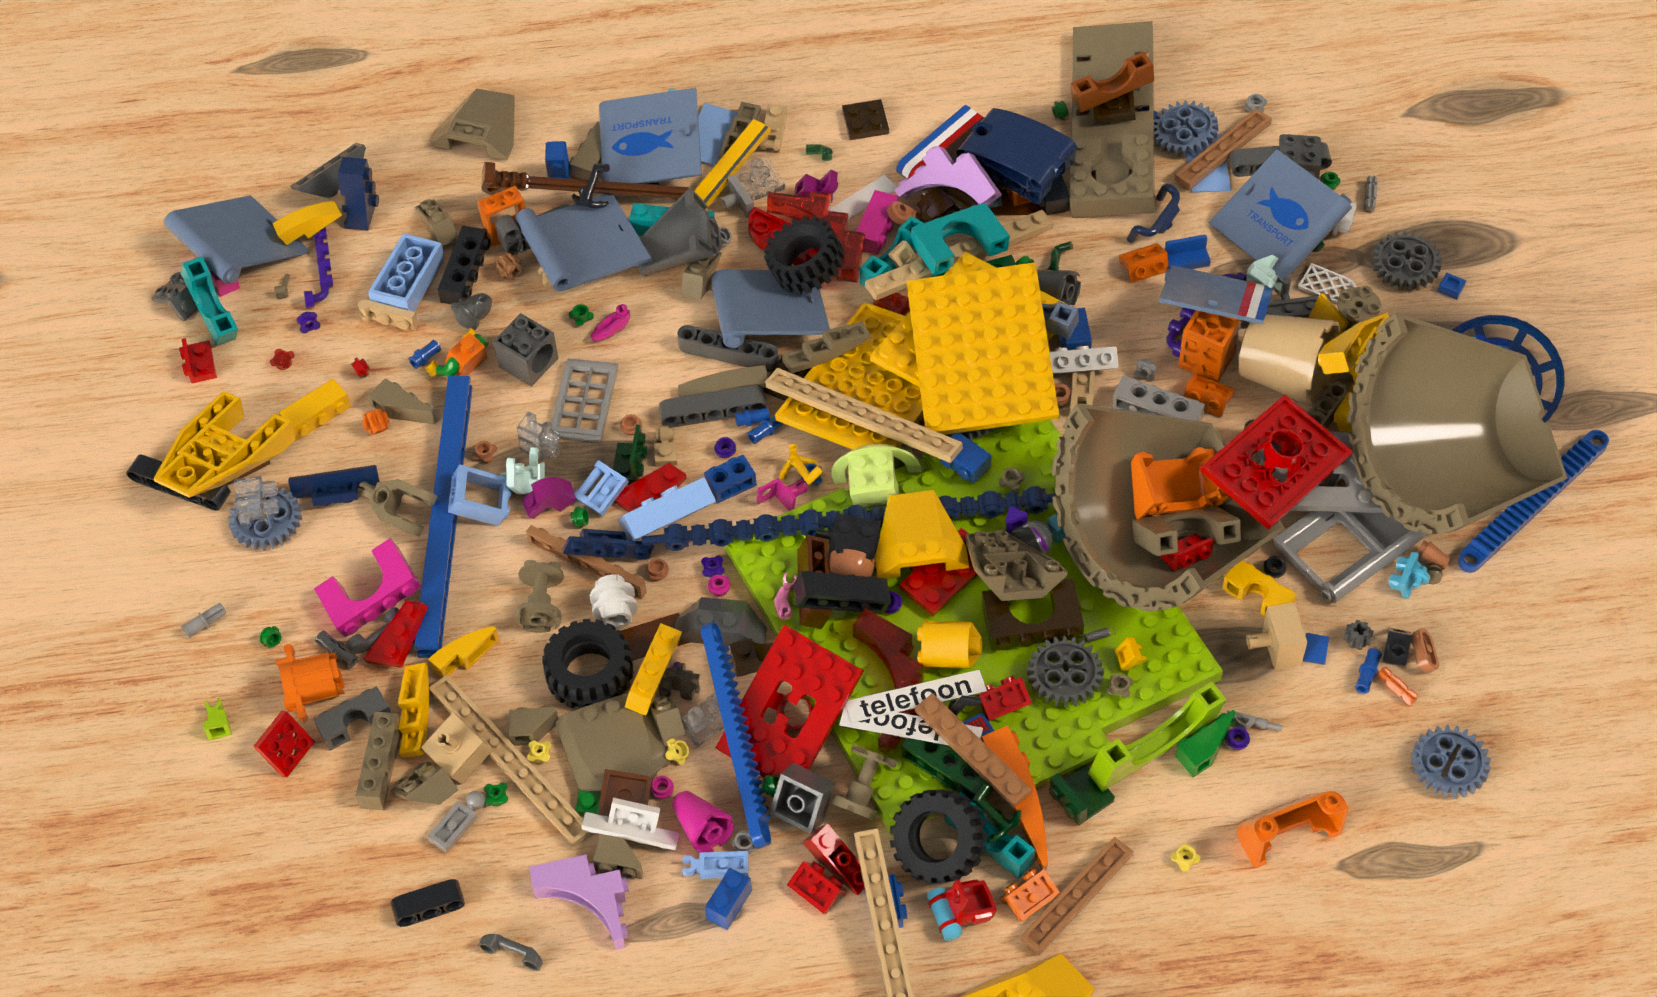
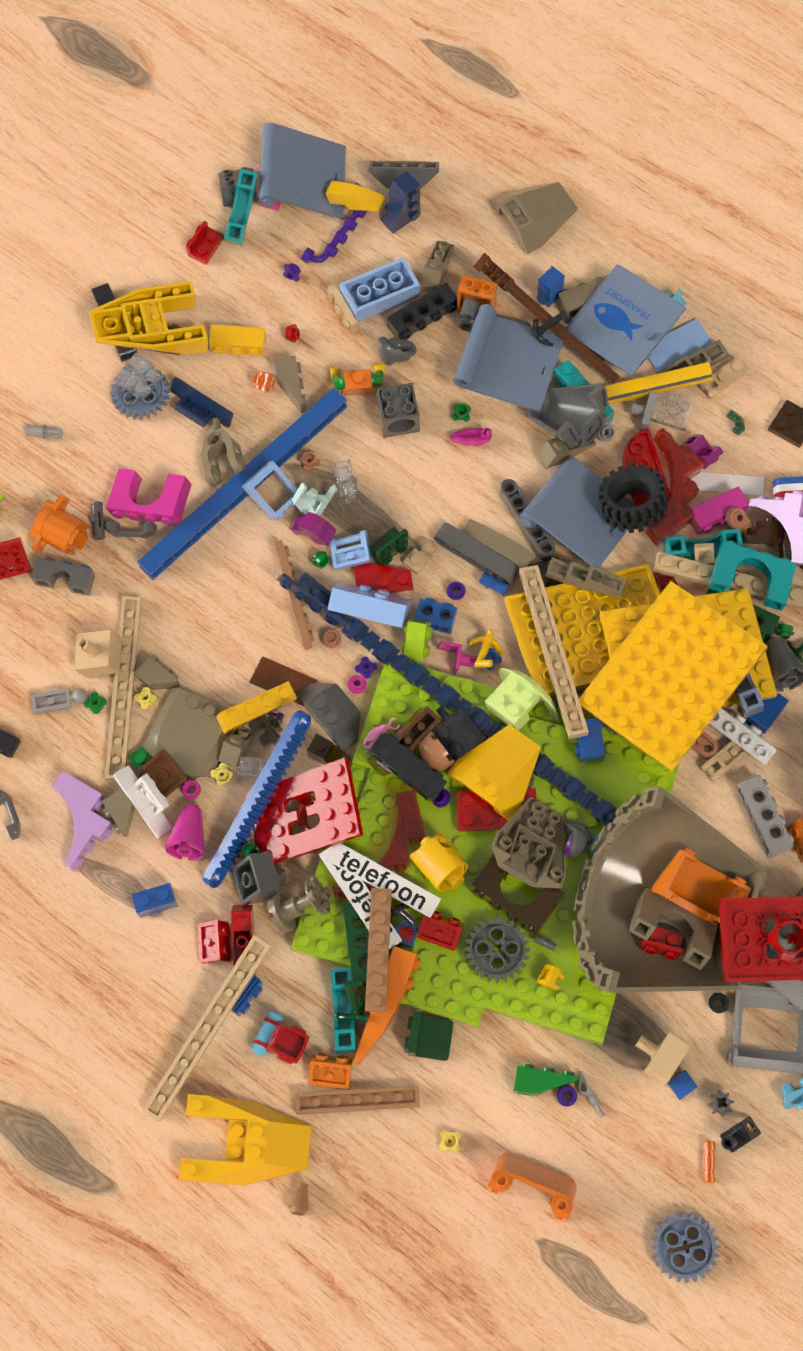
camera: 45 degrees right, 15 degrees up
(270, 636) = (70, 477): green plate -> none
(282, 291) = (299, 235): dark tan hand -> none
(284, 363) = (253, 290): clear red plate -> none
(378, 761) = (50, 619): dark tan brick -> none
(398, 636) = (133, 546): red wing -> none
(415, 710) = (104, 600): yellow slope -> none
(422, 356) = (339, 357): blue pin -> none
(426, 784) = (58, 660): dark tan slope -> none
(463, 651) = (165, 590): yellow slope -> none
(509, 266) = (449, 337): medium nougat gear -> none
(539, 613) = (232, 601): dark tan piece -> none
(583, 639) = (217, 645): black tyre -> none
(590, 367) = (377, 497): light grey piece -> none
(613, 601) = (277, 641): white piece -> none
(629, 423) = (414, 521): nougat plate -> none
(716, 864) = (173, 872): light blue plate -> none
(735, 503) = (417, 640): none -> lime brick
(741, 838) = (195, 871): light grey plate -> none
(763, 430) = (491, 599): blue axle -> none
(907, 836) = (283, 984): black tyre -> none
(1012, 473) = (608, 777): dark tan plate -> none
(1015, 519) = (574, 814): dark purple slope -> none
(1120, 679) = (516, 990): dark tan plate -> none
(1120, 760) = (507, 1049): lime arch -> none
(1147, 365) = (784, 782): light grey plate -> none
(1247, 579) = (693, 1029): yellow arch -> none
(1368, 670) = (700, 1133): blue pin -> none
(1425, 650) = (753, 1156): nougat plate -> none

